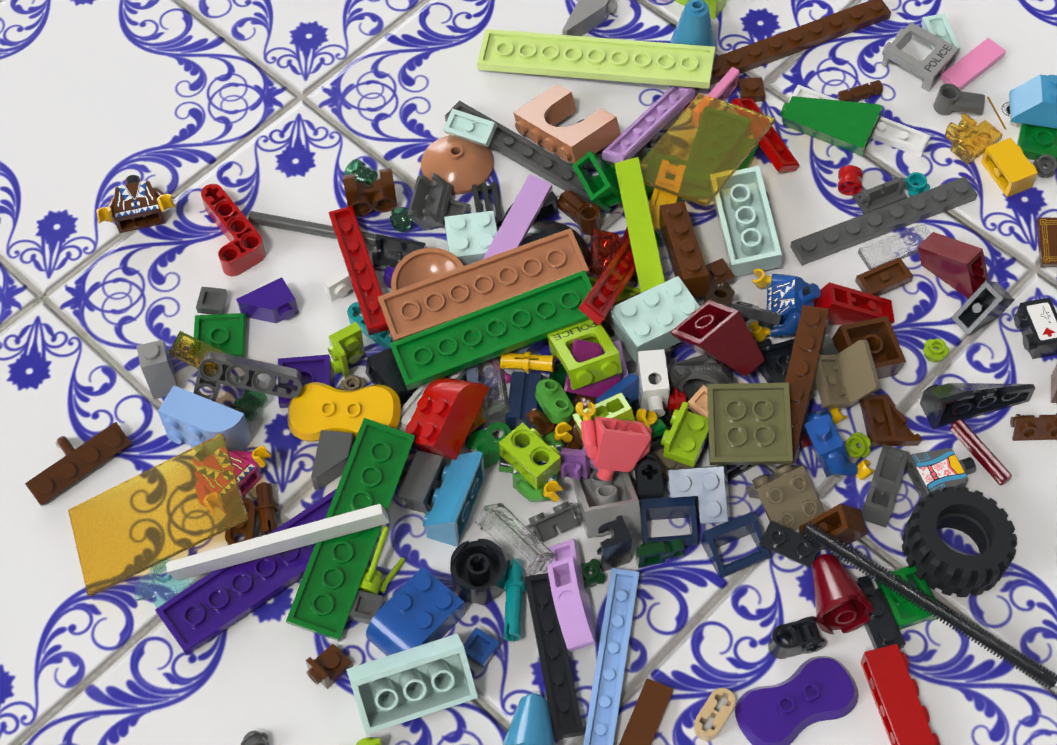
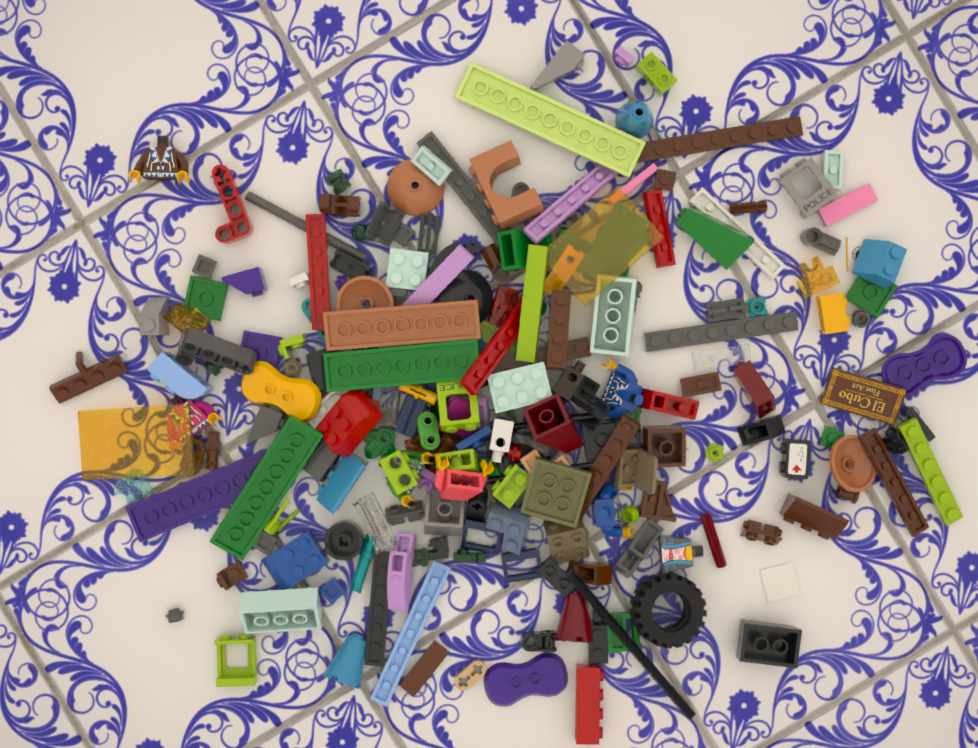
camera: 10 degrees right, 30 degrees up
(278, 542) = (213, 491): white tile -> none
(850, 180) = (707, 291): red wheel -> none
(968, 400) = (709, 502): black wedge -> none

